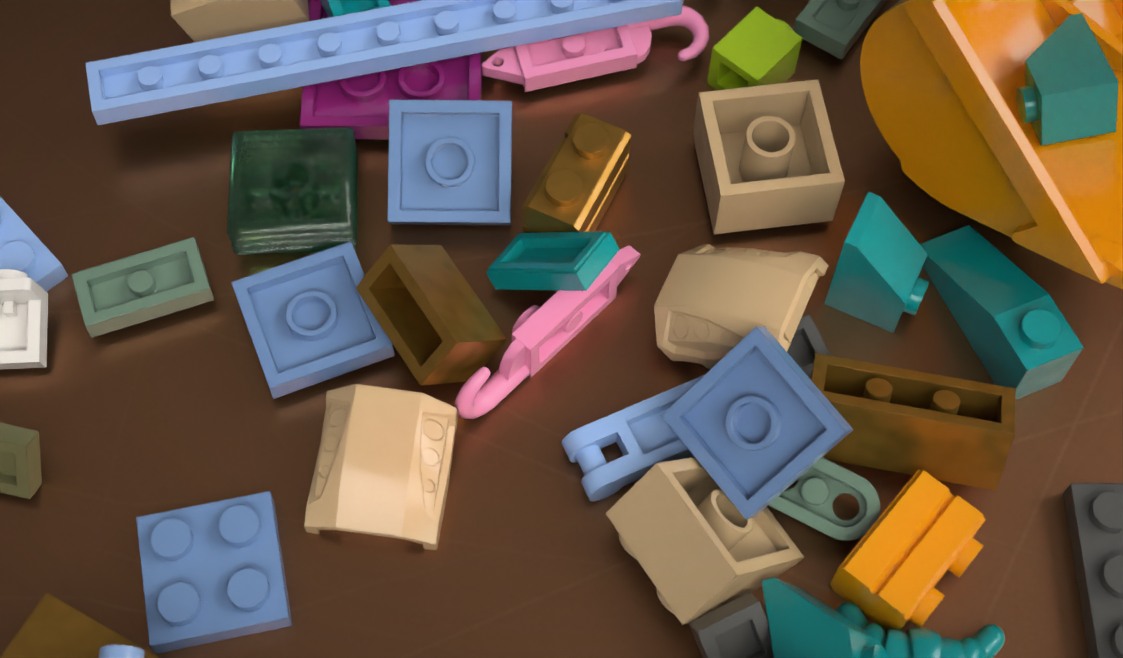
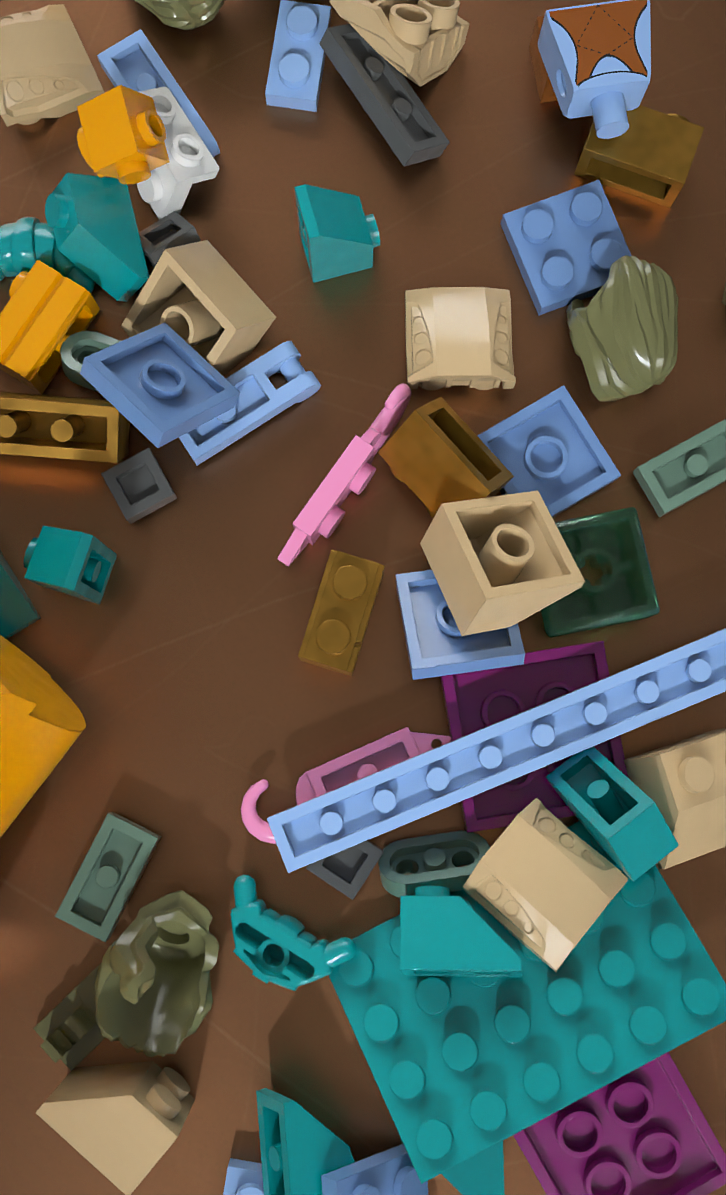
camera: 170 degrees right, 20 degrees up
(168, 421) = (627, 330): none -> olive hair
(393, 184) = (498, 560): none -> tan slope
(513, 602) = (334, 232): none -> teal slope
(553, 261) = (349, 525): teal tile -> none
(724, 293) = (188, 509): tan slope -> none
(754, 53) = (192, 788): lime brick -> none
(767, 156) = (172, 664): tan brick -> none

